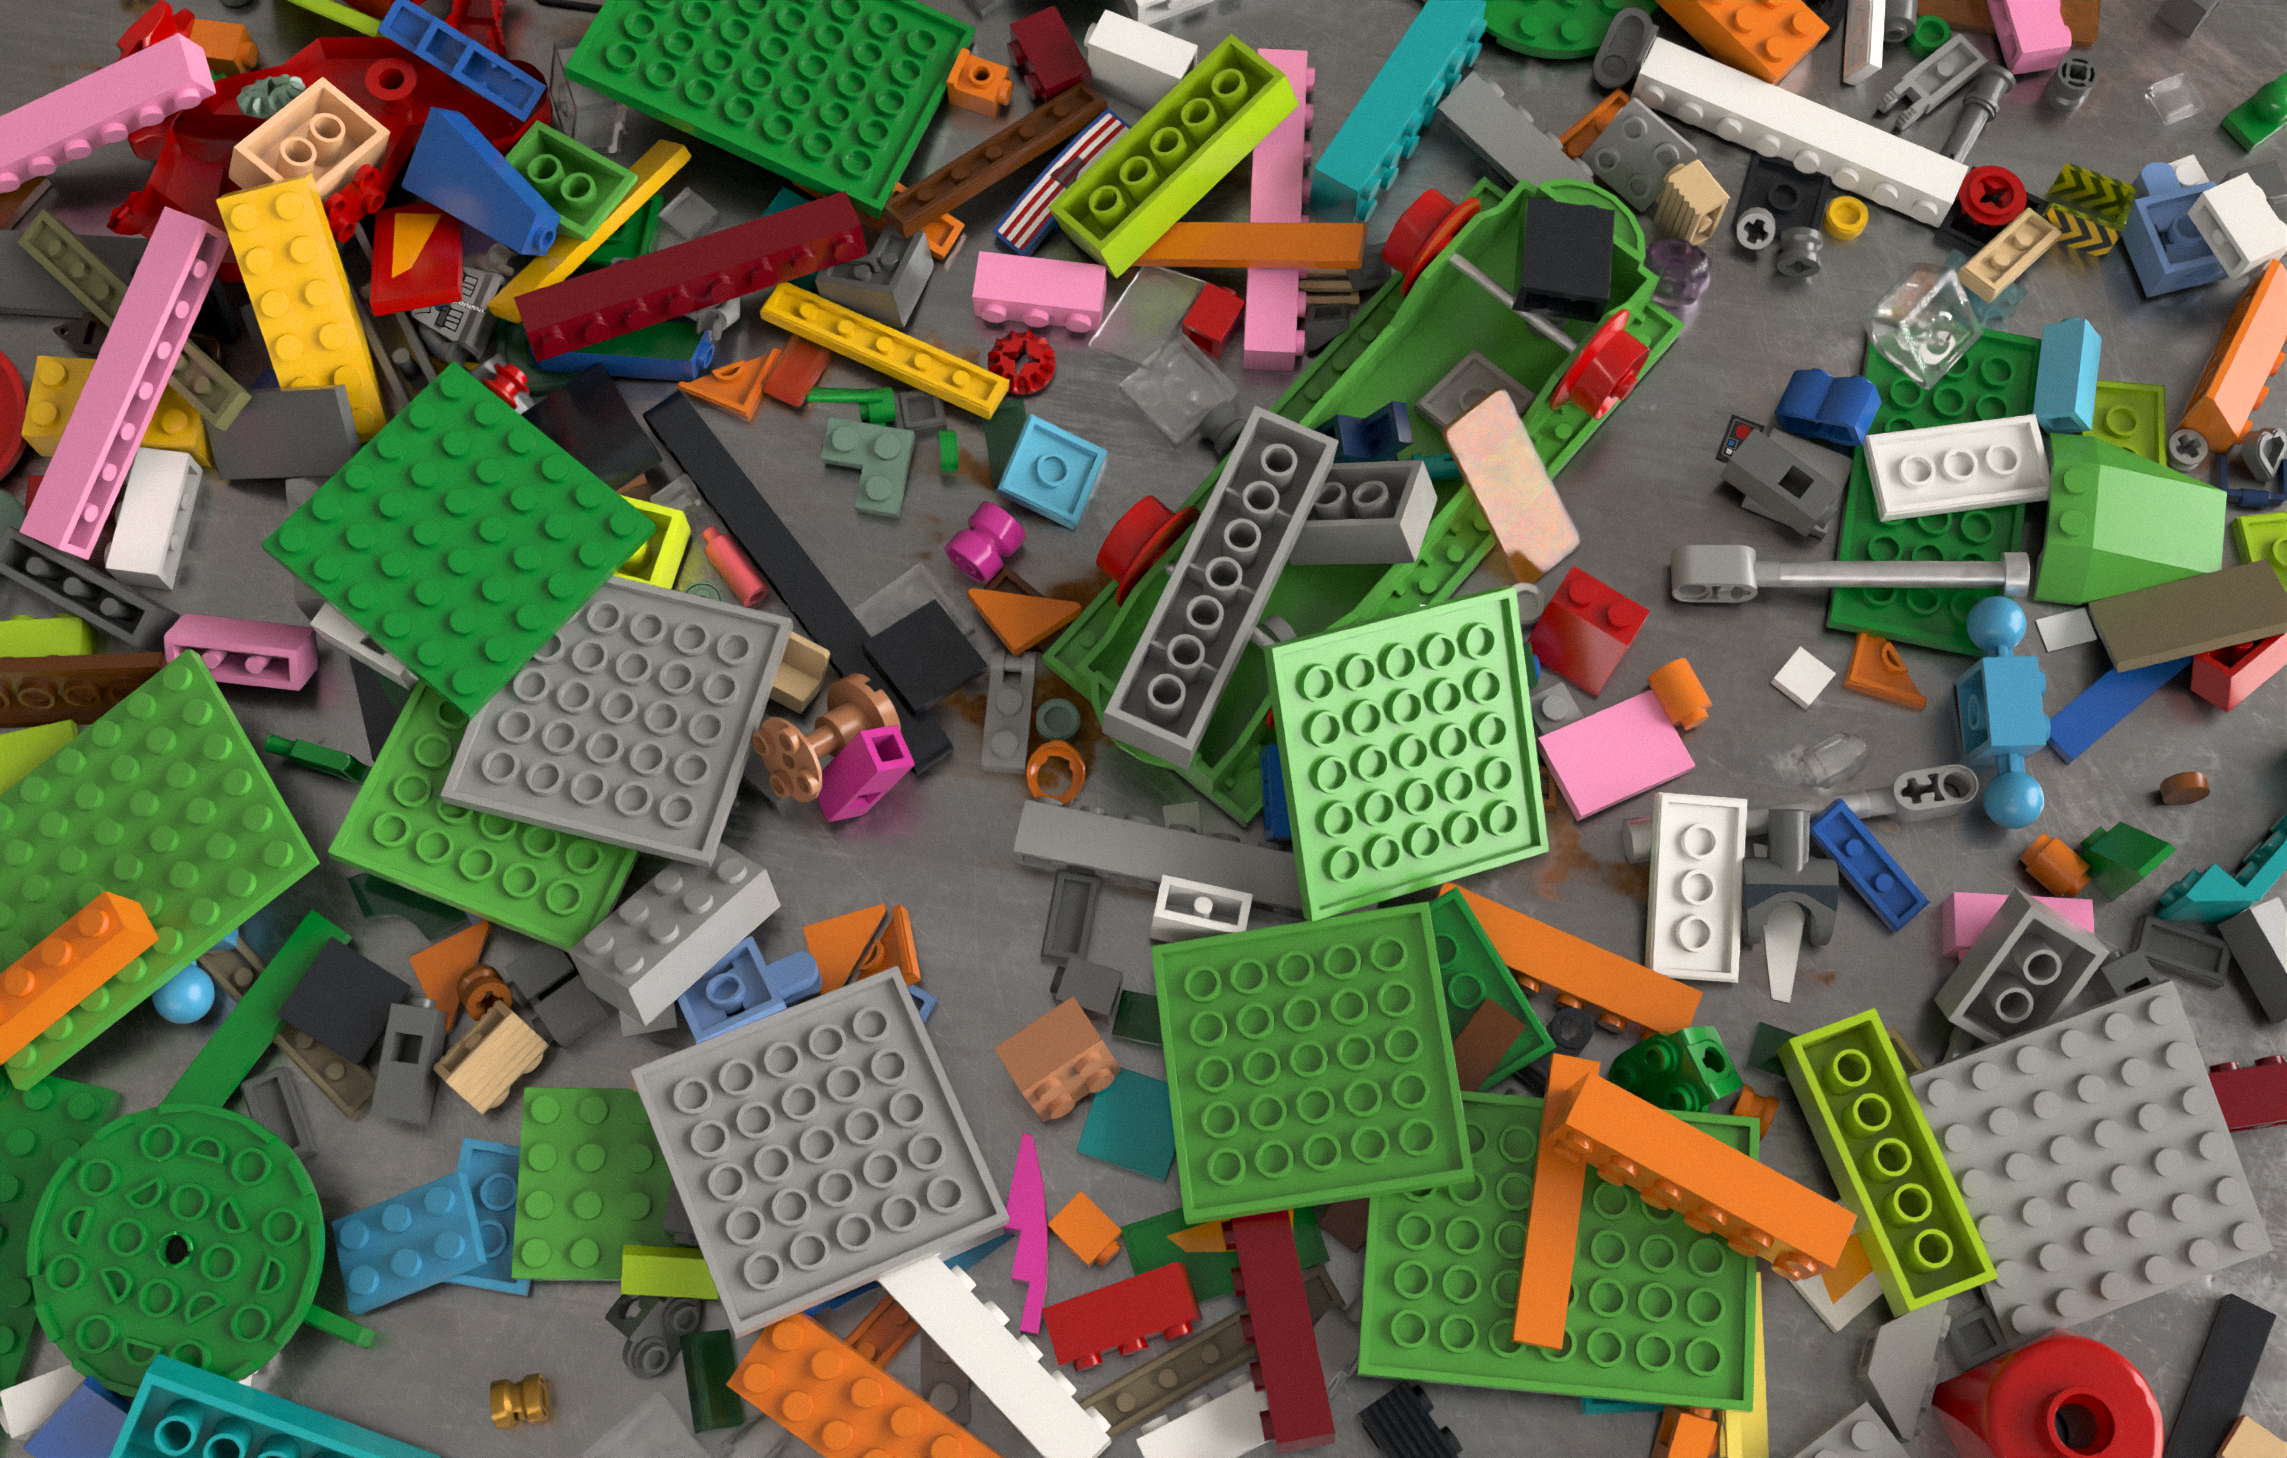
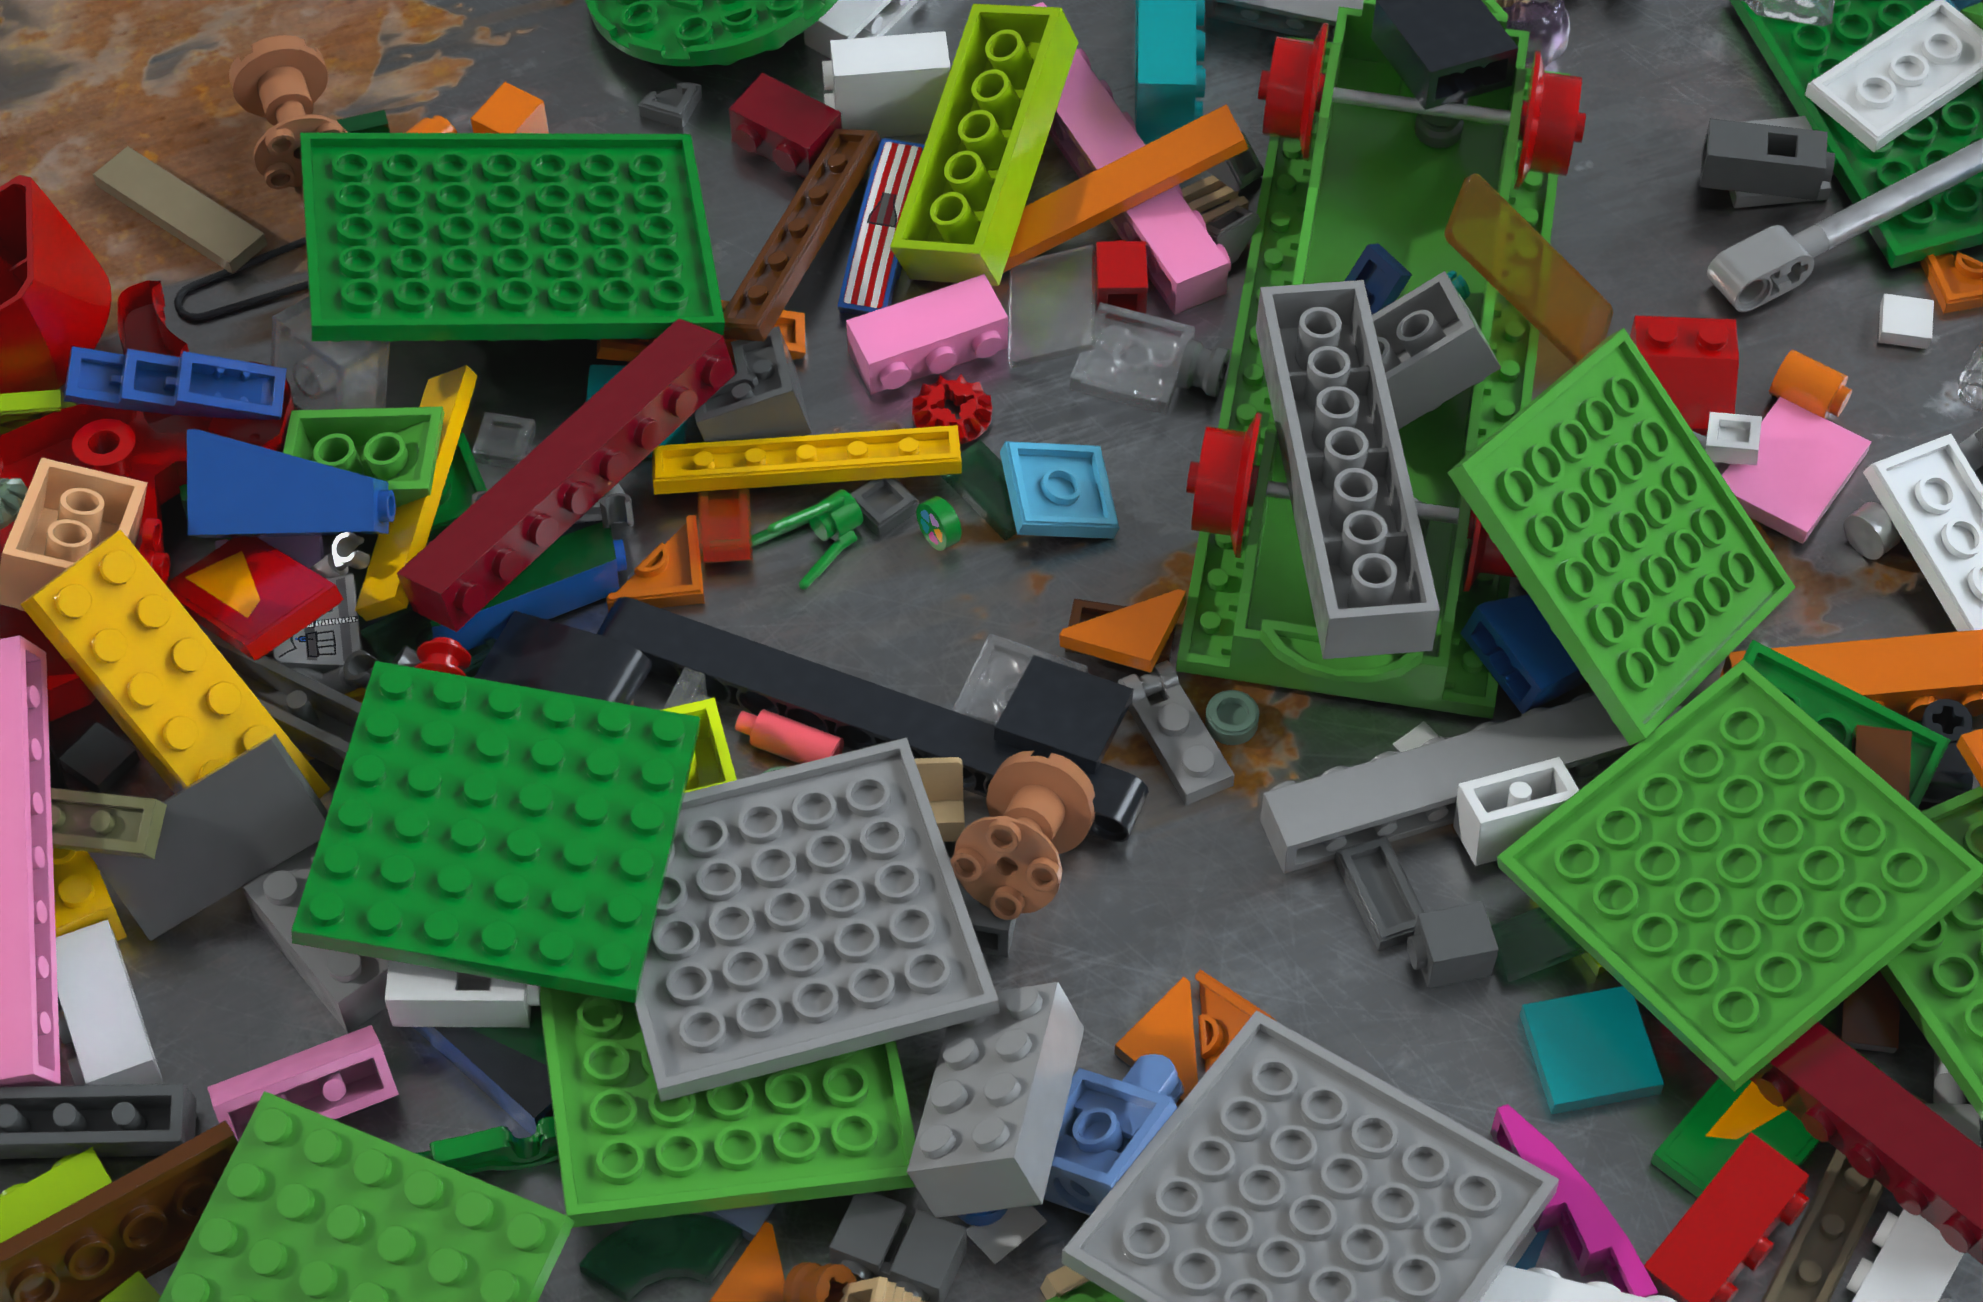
camera: 30 degrees left, 15 degrees down
(863, 772) = (1088, 845): dark pink brick -> none
(880, 453) = (870, 559): sand green plate -> none
(979, 84) = (731, 182): orange brick -> none
(980, 548) = (1043, 583): dark pink wheel -> none
(1058, 1060) = (1485, 1014): nougat brick -> none
(1061, 749) = (1264, 737): orange piece -> none
(1086, 1232) = (1627, 1173): orange brick -> none
(1465, 386) = (1416, 228): light grey tile -> none
(1576, 709) = (1733, 438): none -> white plate
(1735, 434) = (1686, 152): sticker -> none
(1828, 407) = (1755, 78): blue brick -> none

